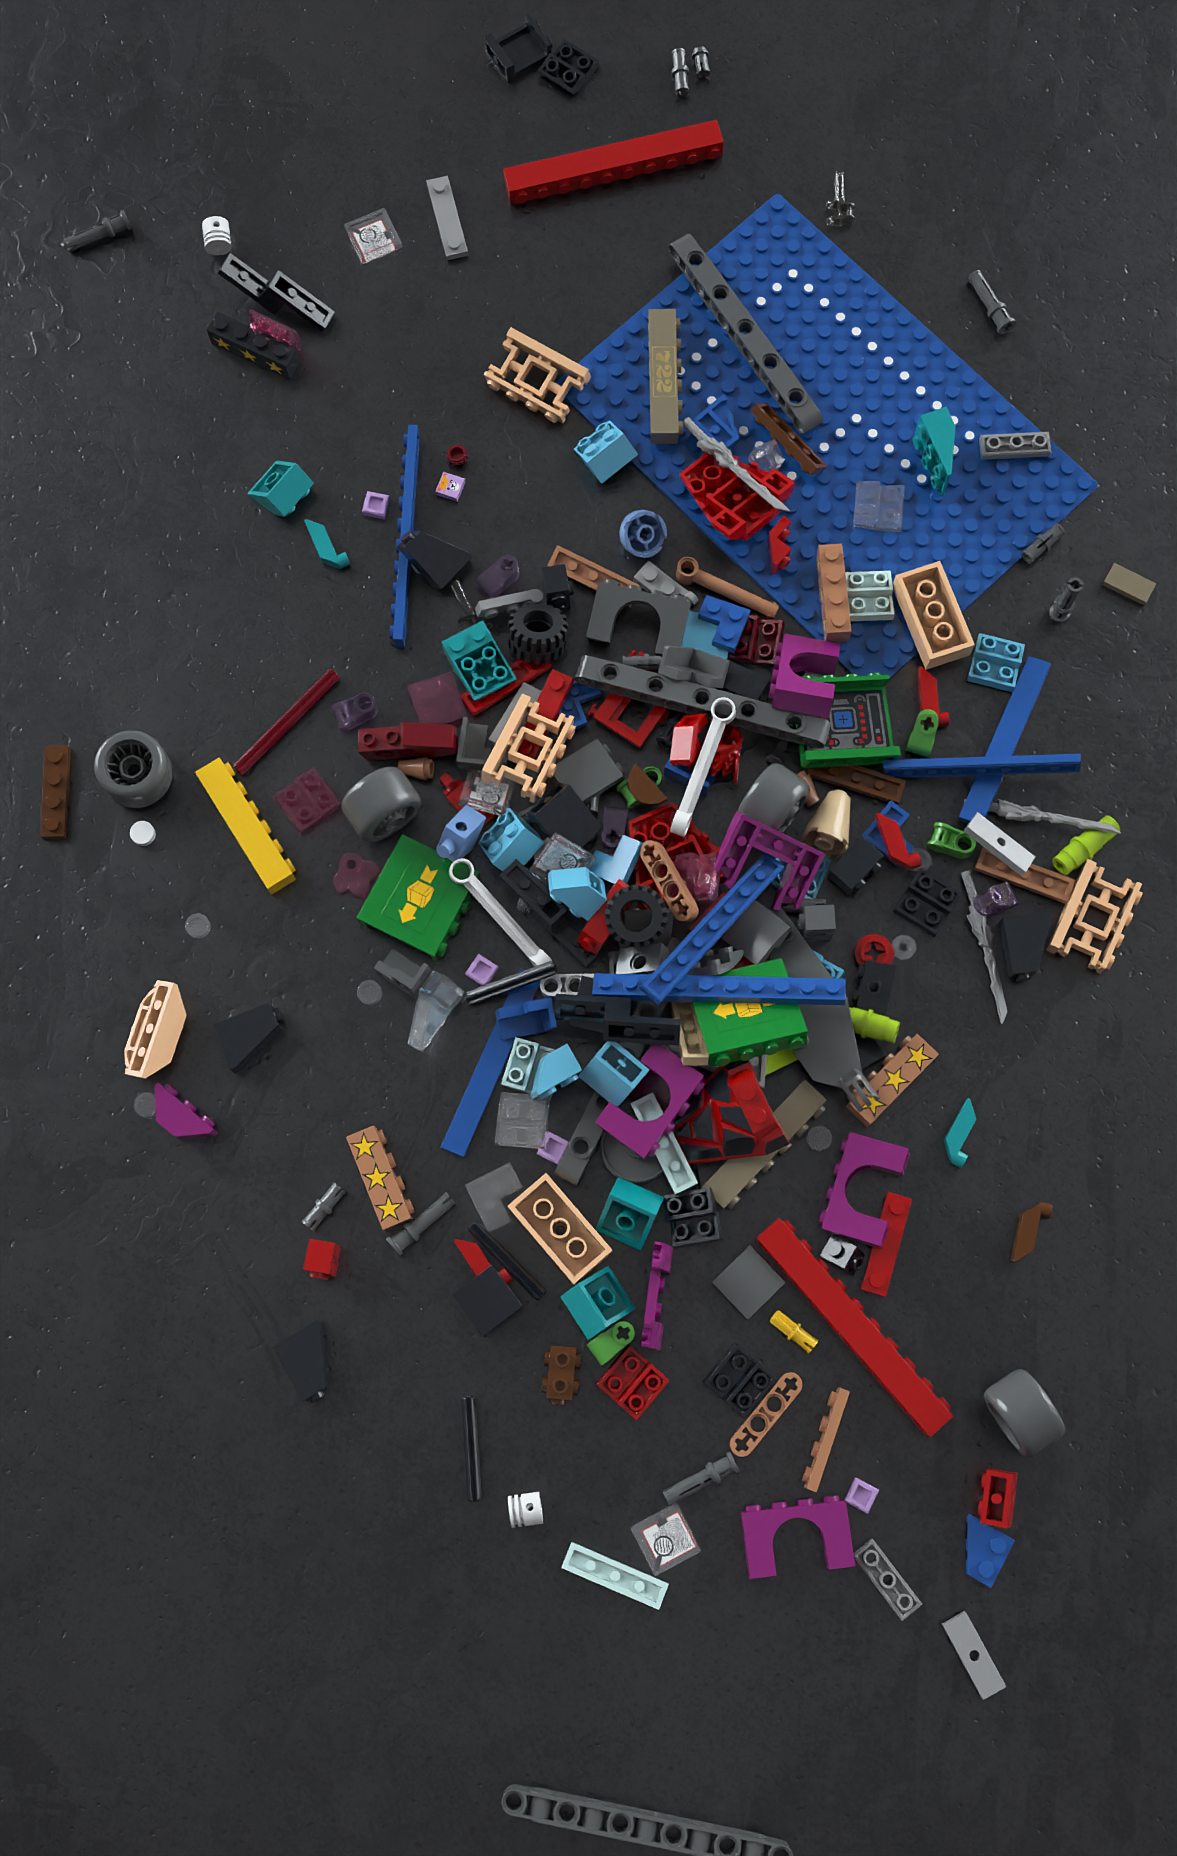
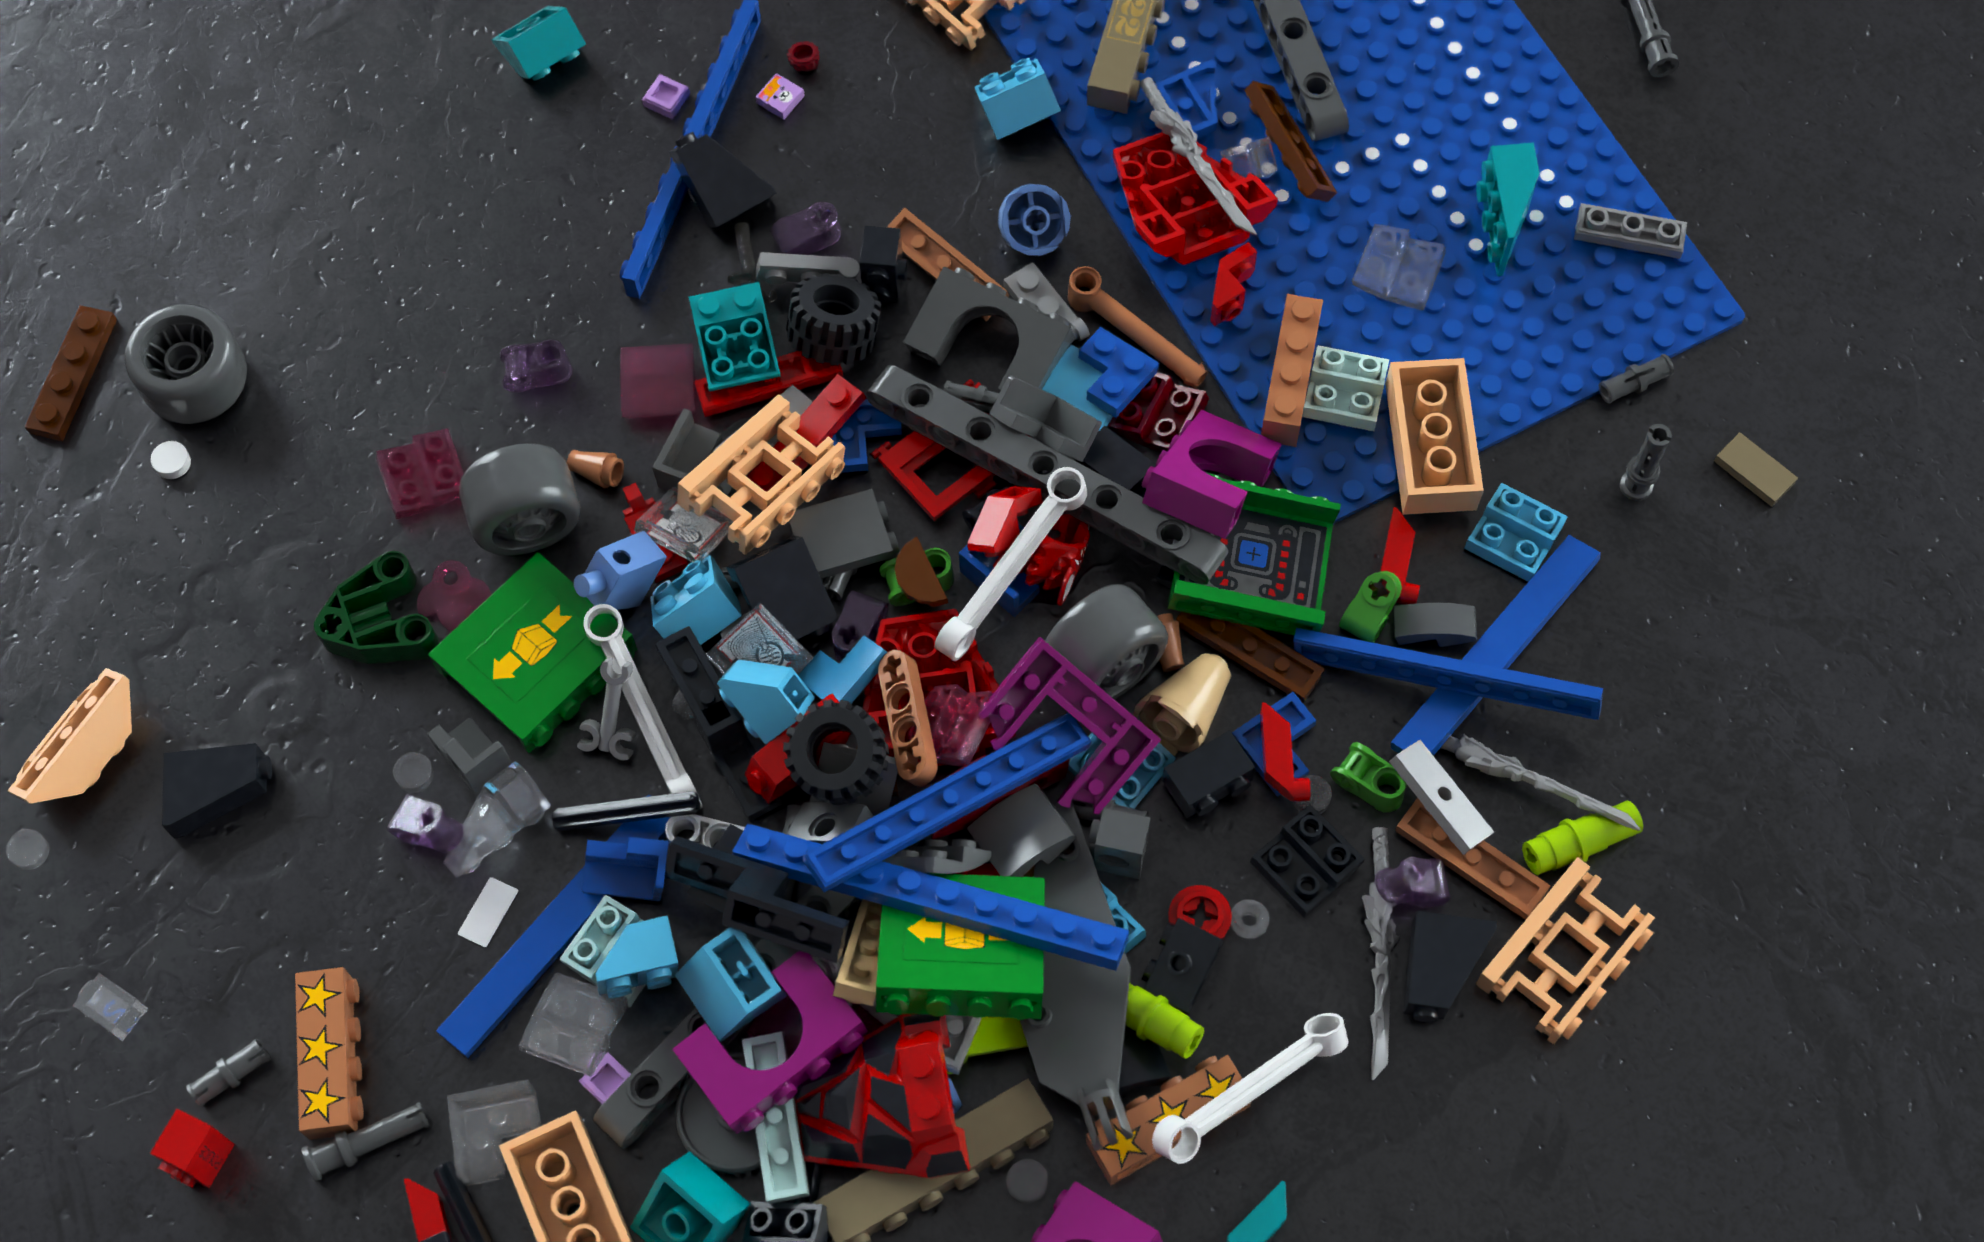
camera: 15 degrees right, 10 degrees down
(180, 1117) = (65, 877): magenta slope -> none
(197, 926) = (199, 610): clear tile -> none
(236, 1187) = (109, 1006): none -> clear brick
(245, 825) = (319, 483): yellow brick -> none
(286, 721) = (431, 357): dark red axle -> none
(302, 885) = (363, 618): none -> dark green connector
(324, 546) = (572, 133): teal piece -> none
(390, 1024) = (425, 825): none -> clear purple piece
(408, 741) = (593, 423): dark red brick -> none
(445, 1066) = (488, 912): none -> white sticker
(481, 970) = (591, 783): lavender tile -> none
(482, 939) = (604, 733): none -> light grey bar
(907, 1091) = (1323, 1037): none -> white piece
(966, 732) = (1440, 621): none -> dark grey slope

